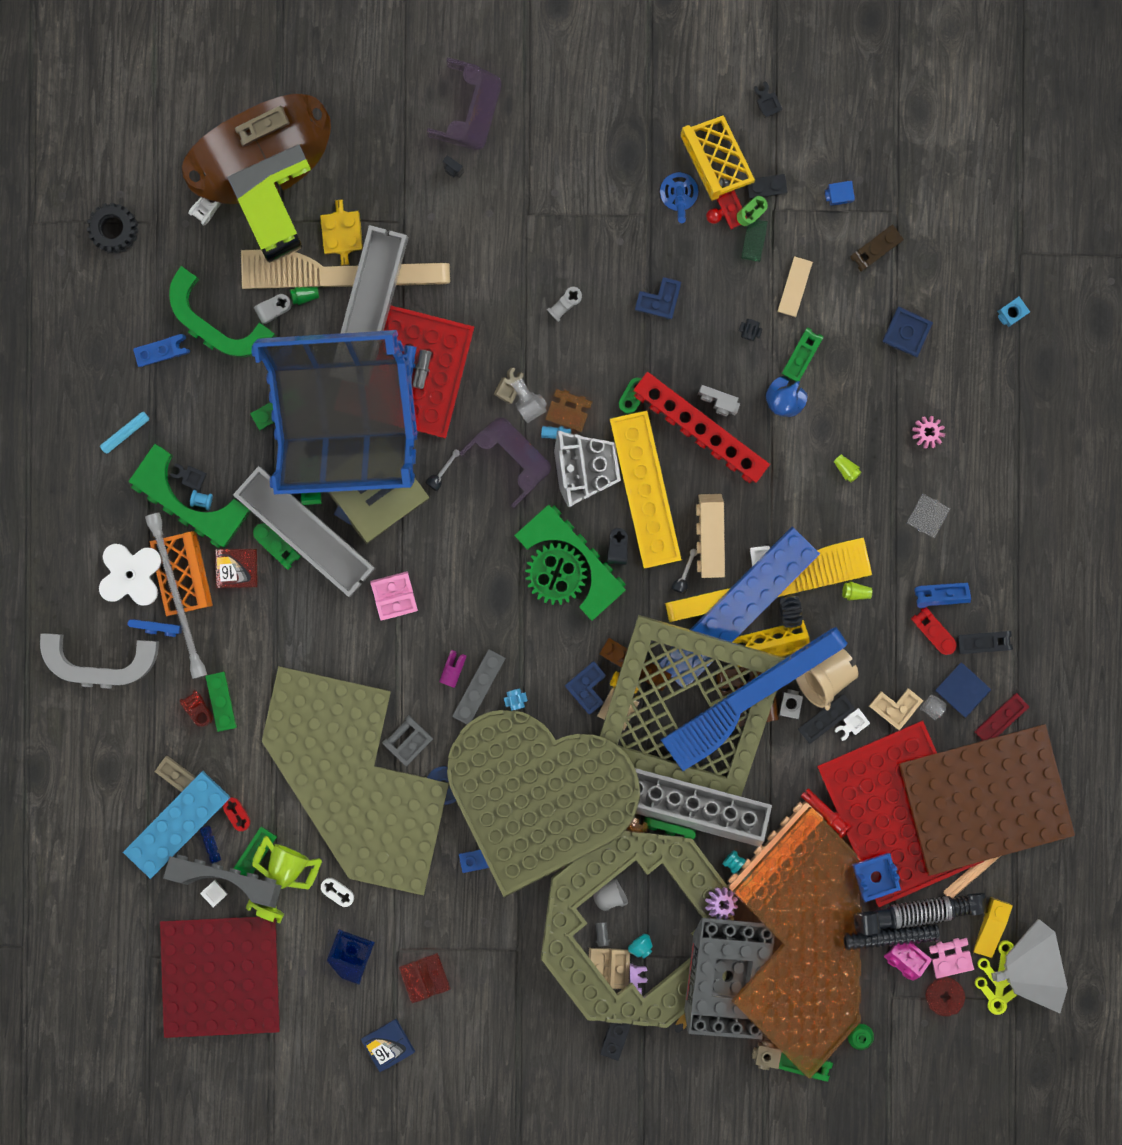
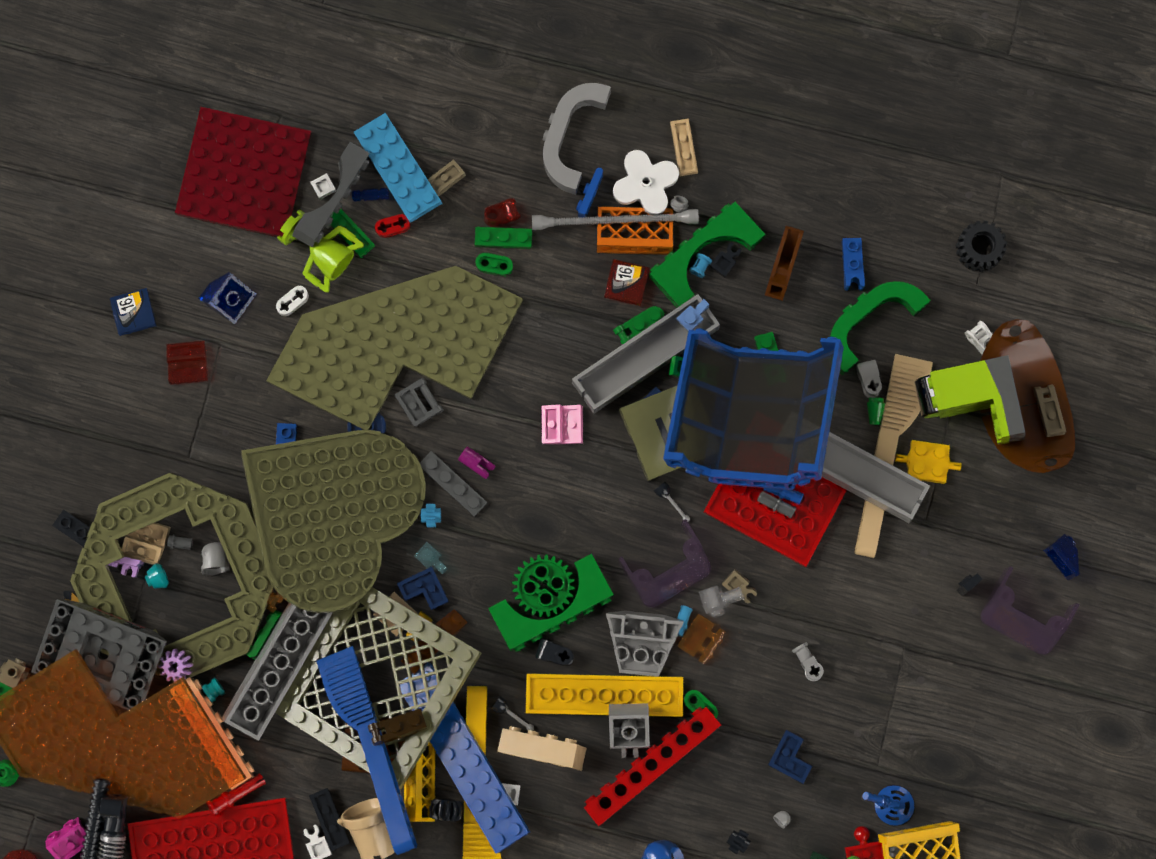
camera: 105 degrees right, 10 degrees down
(83, 546) = (684, 147): none -> tan tile
(124, 432) = (780, 206): medium azure axle -> none
(143, 536) = (679, 203): none -> light grey plate
(179, 418) = (784, 263): none -> reddish brown arch
(251, 703) = (495, 262): none -> green plate
(259, 495) = (691, 317): none -> medium blue plate
(401, 81) = (1064, 556): none -> clear blue slope
(555, 690) = (429, 557): none -> clear light blue plate
(670, 458) = (629, 727): none -> light grey hinge
(718, 293) = (782, 818): none -> light grey hinge
(724, 403) = (670, 794): light grey plate -> none
(728, 675) = (397, 727): none -> dark brown plate
(794, 712) = (344, 786): light grey brick -> none
(889, 878) = (147, 838): blue piece -> none

